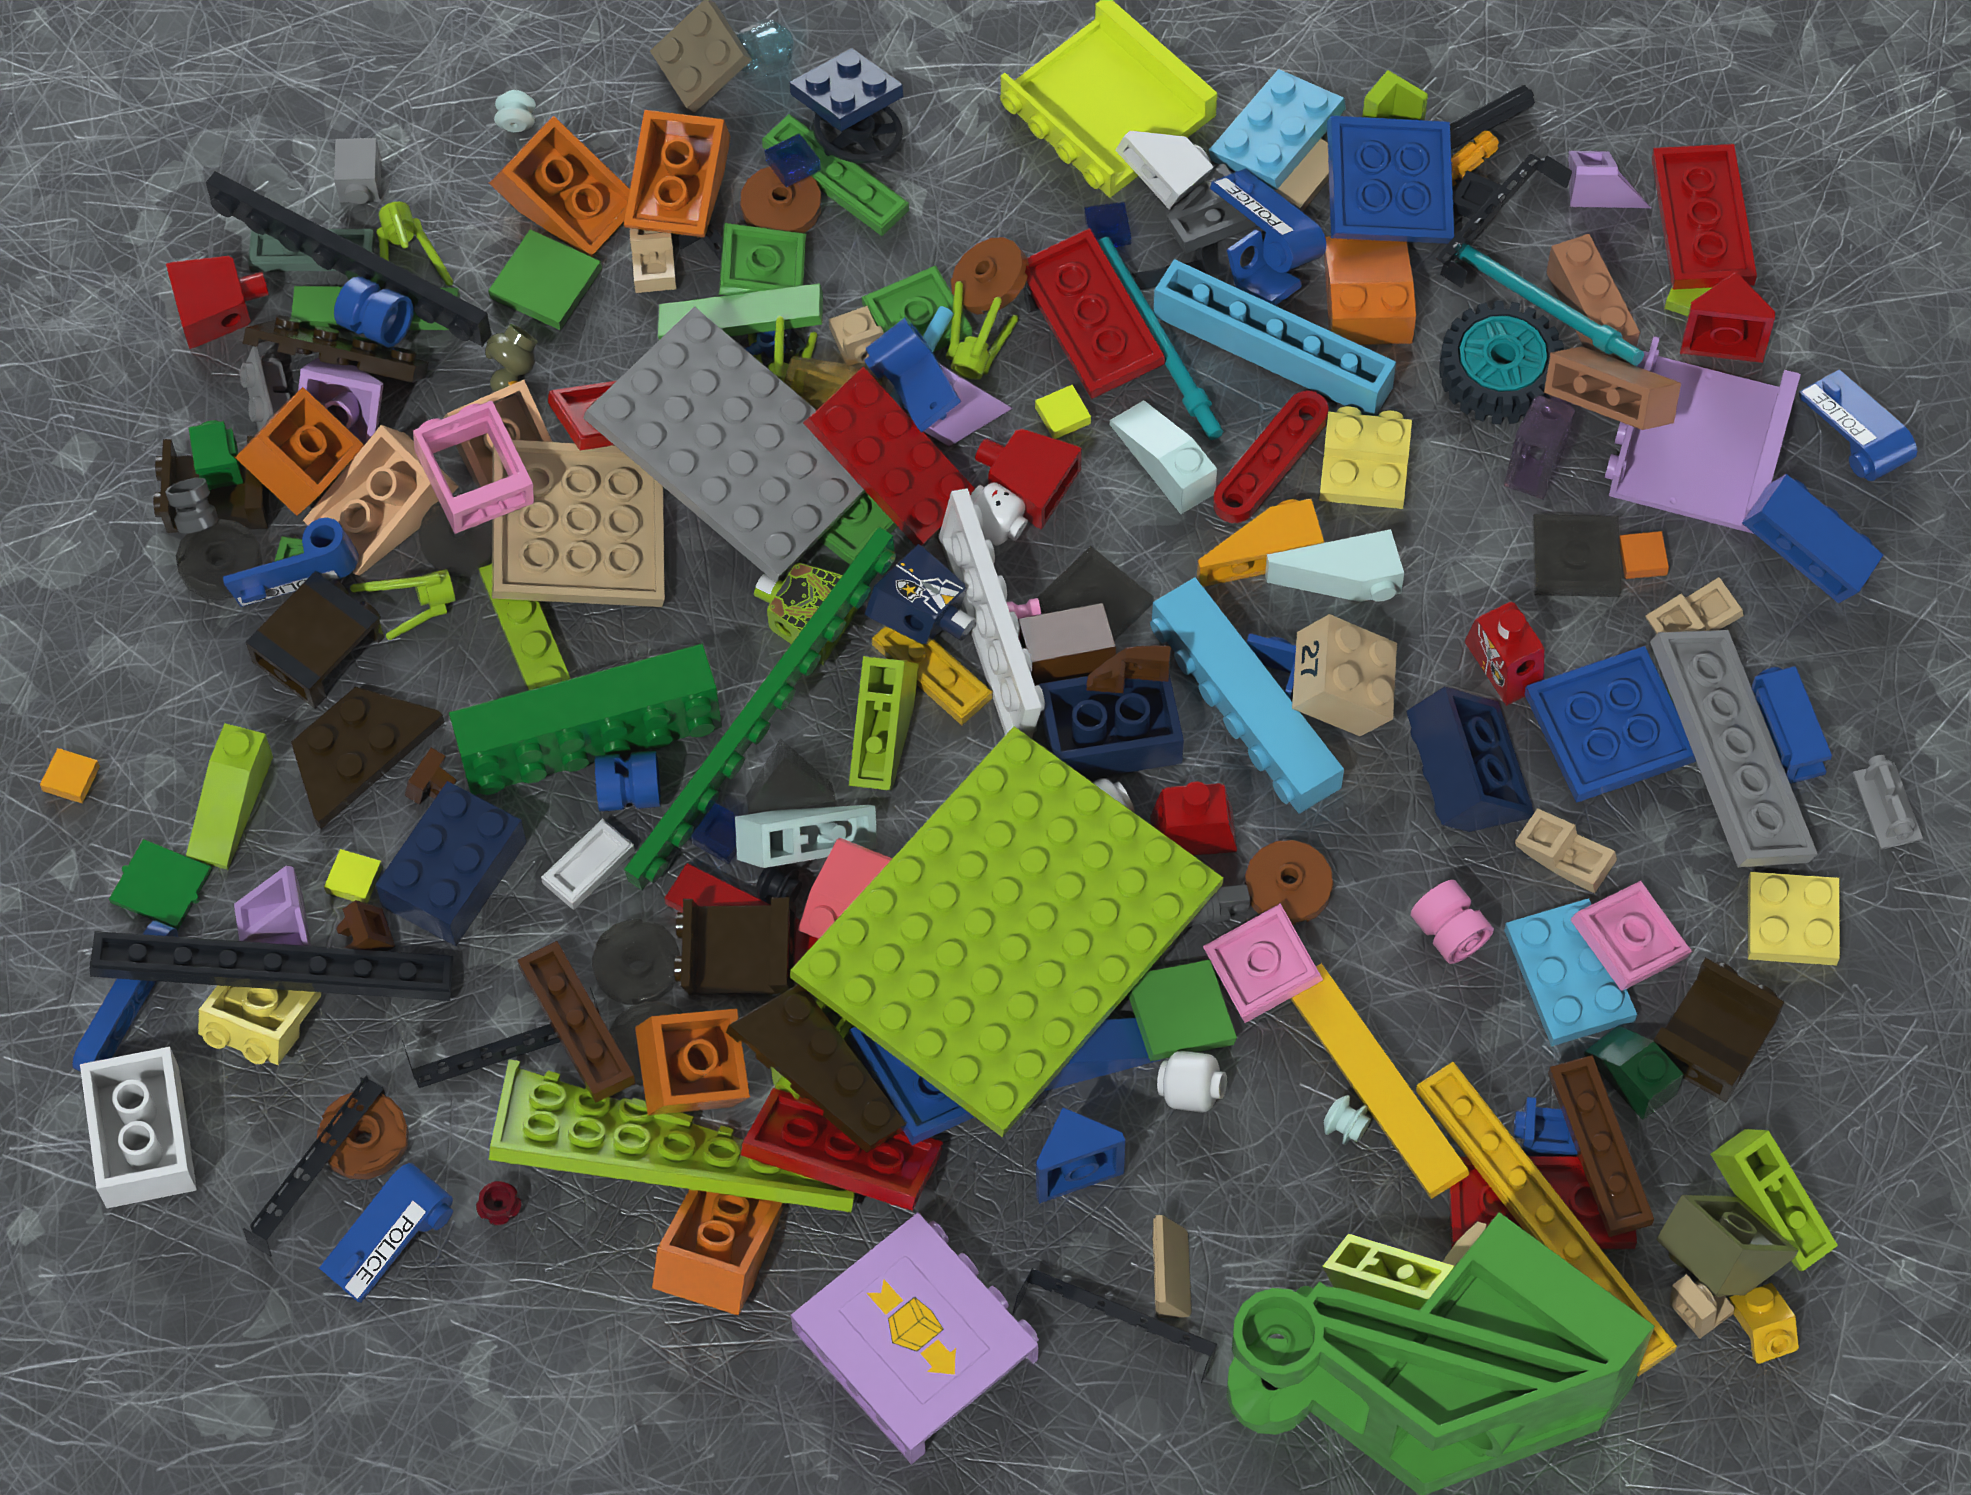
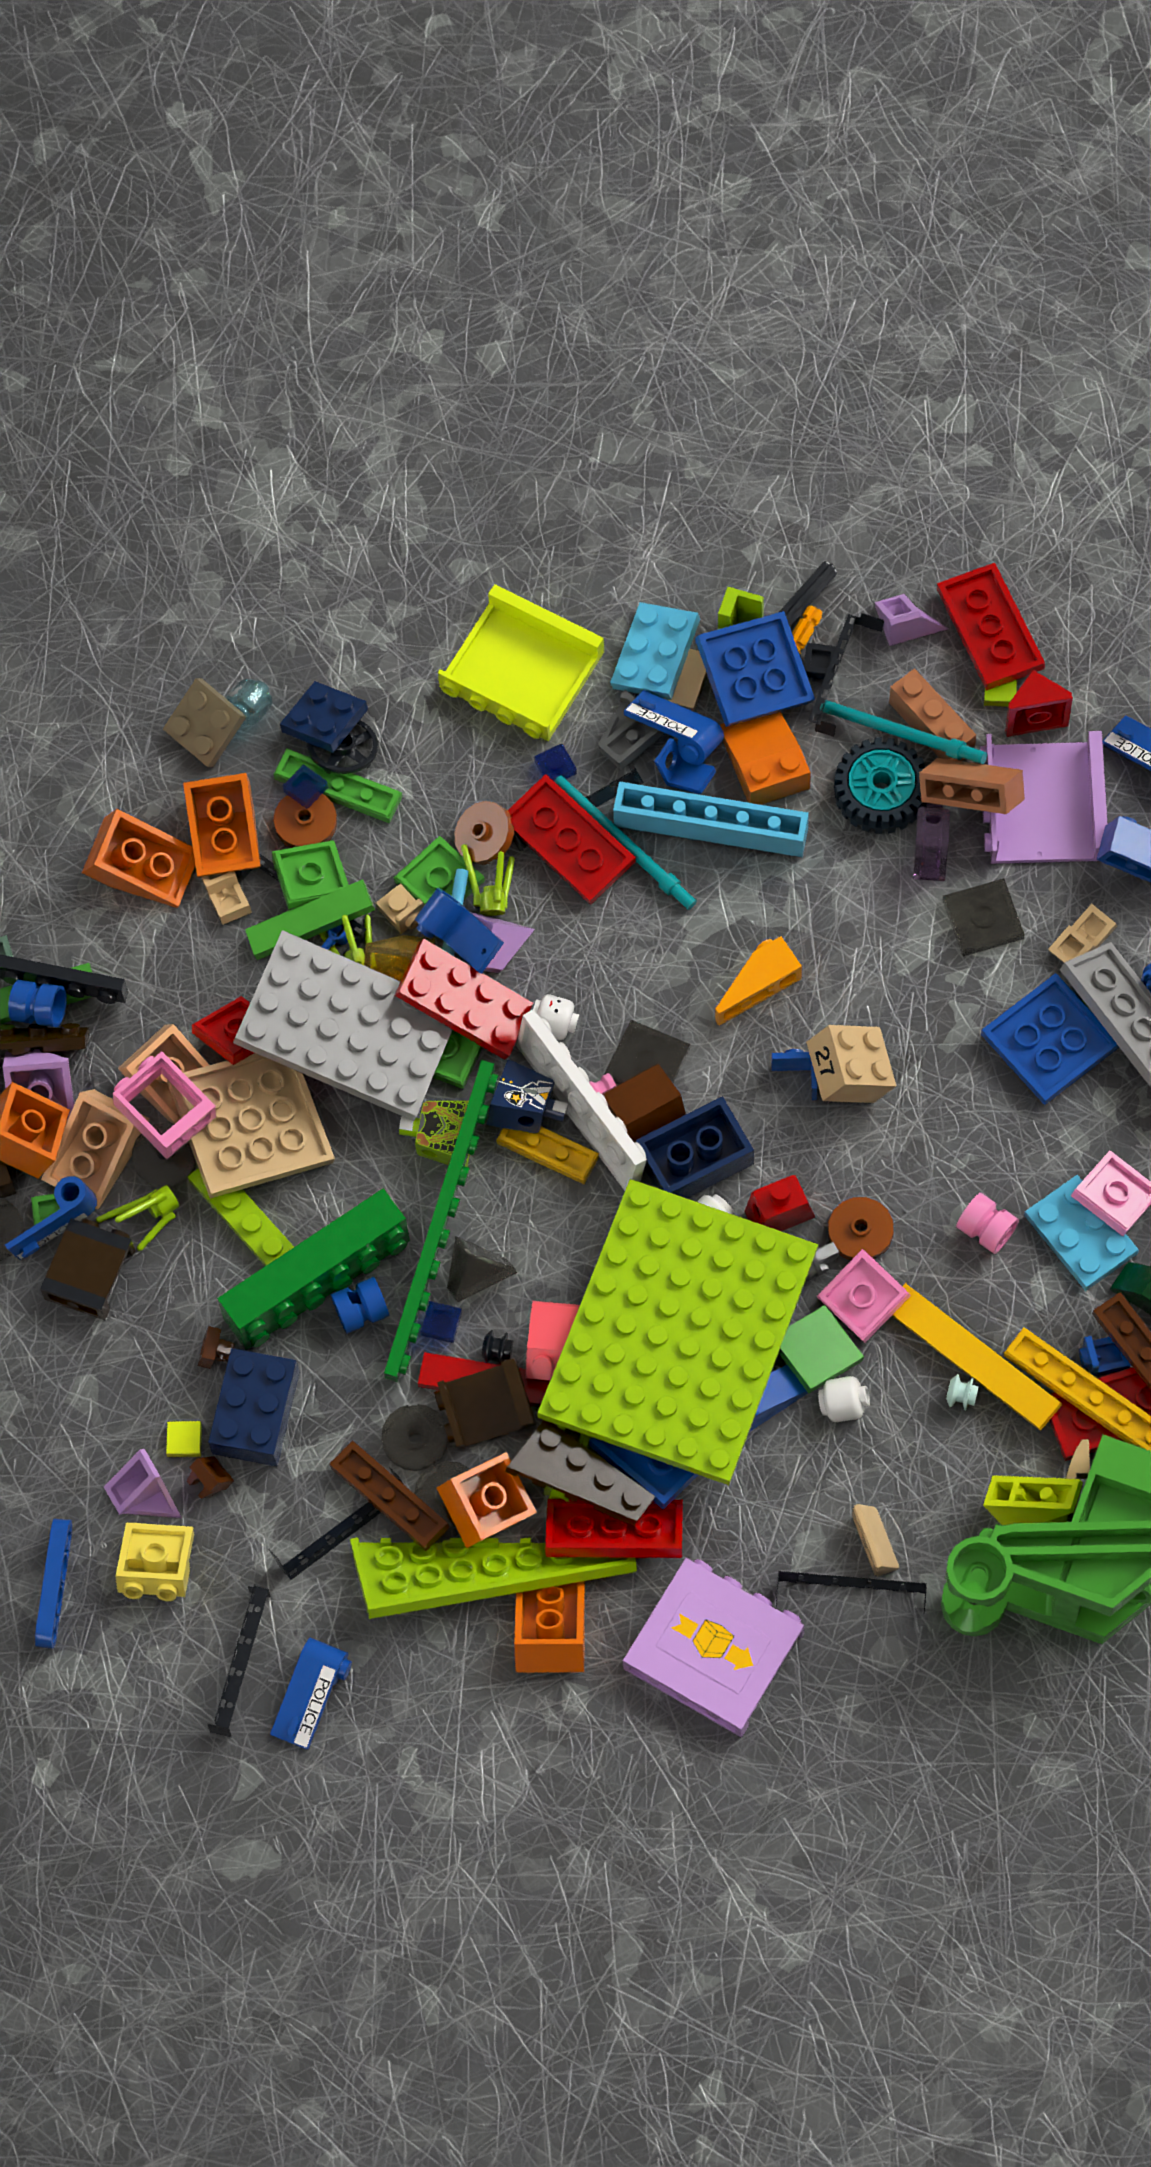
camera: 15 degrees left, 5 degrees up
(138, 1127) = (103, 1675): white brick -> none
(160, 884) = (43, 1489): green piece -> none
(228, 794) = (70, 1408): lime slope -> none
(271, 966) = (153, 1526): black tile -> none
(357, 746) = (148, 1340): dark brown wing -> none
(380, 1153) = (284, 1630): dark orange plate -> none
(399, 229) = (27, 928): lime plant -> none
(495, 1192) = (381, 1637): dark red plate -> none
(513, 352) = (151, 1001): olive animal -> none
(515, 111) = (79, 809): light aqua wheel -> none
(545, 279) = (151, 935): bright green tile -> none
(588, 864) = (351, 1375): white tile -> none
(802, 834) = (502, 1305): light aqua slope -> none
(882, 721) = (528, 1201): lime slope -> none
(1033, 469) = (568, 975): red torso -> none
(1063, 412) = (573, 921): neon yellow tile -> none
(1078, 1156) = (784, 1479): blue slope -> none
(1131, 663) = (701, 1104): reddish brown slope -> none
(1165, 163) = (584, 705): white slope -> none
(1167, 455) = (661, 931): light aqua slope -> none
(1246, 696) = (783, 1099): medium azure brick -> none
(1270, 456) = (738, 910): red plate -> none
(1345, 568) = (822, 980): light aqua slope -> none
(1365, 458) = (807, 890): light yellow plate -> none
(1469, 761) = (959, 1099): dark blue slope -> none
(1503, 644) = (957, 1005): red torso -> none
(1564, 852) = (1049, 1144): tan slope -> none
(1643, 555) = (1031, 902): orange tile -> none

